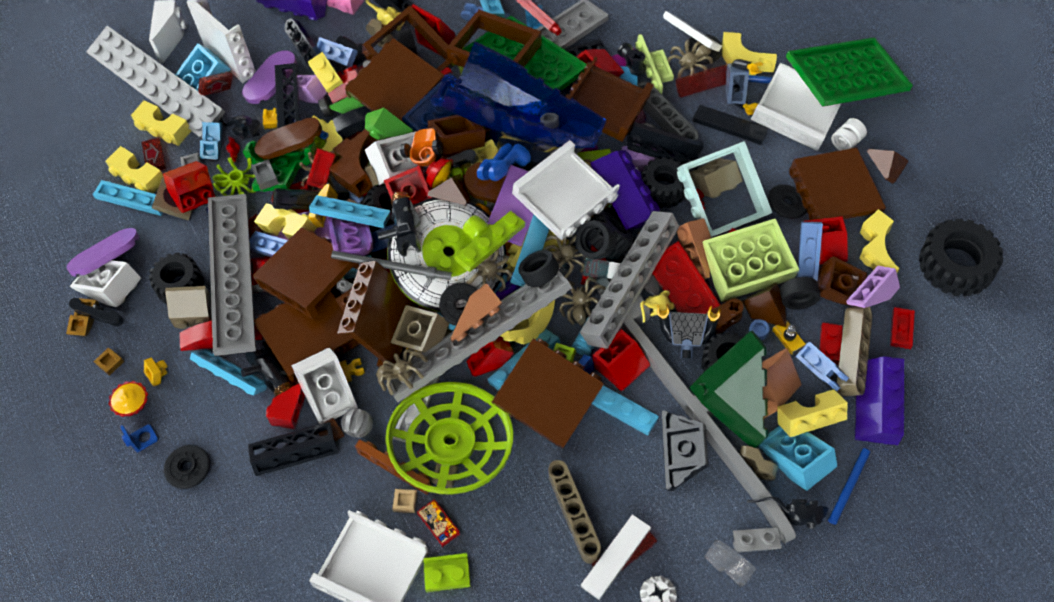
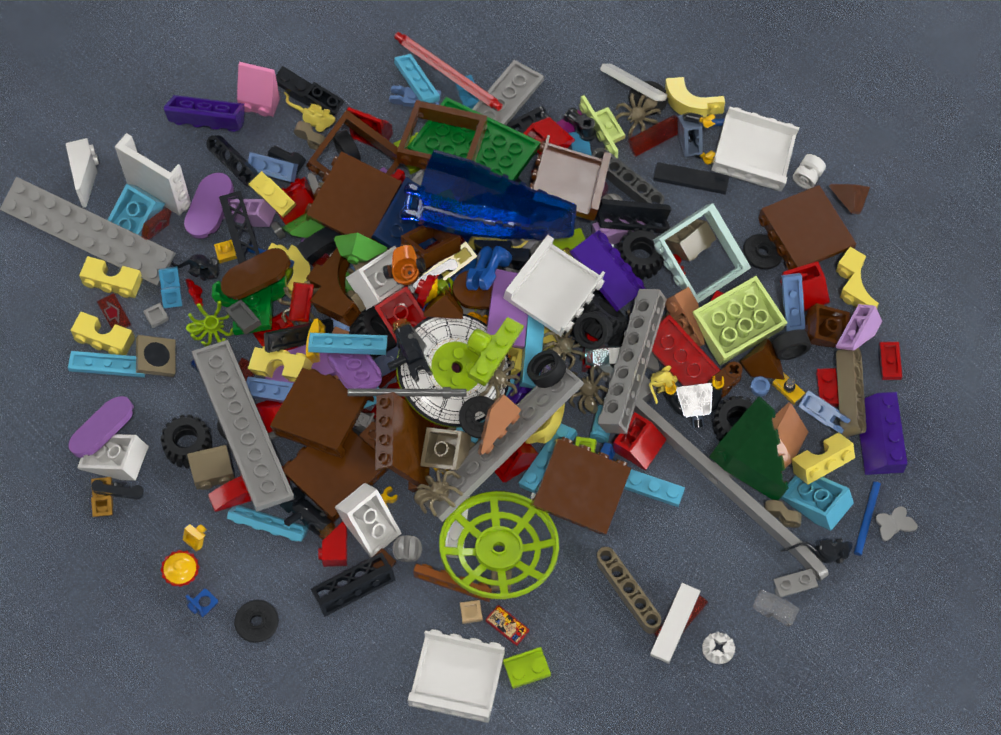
camera: 15 degrees left, 5 degrees up
(108, 361) = (144, 535): pearl gold tile -> none
(189, 185) = (168, 341): red slope -> none
(550, 120) = (520, 214): dark grey tile -> none
(683, 449) = (714, 513): wing -> none
(848, 71) = (797, 103): green plate -> none
(879, 496) = (894, 523): none -> light grey animal
(966, 237) = (925, 301): black tyre -> none

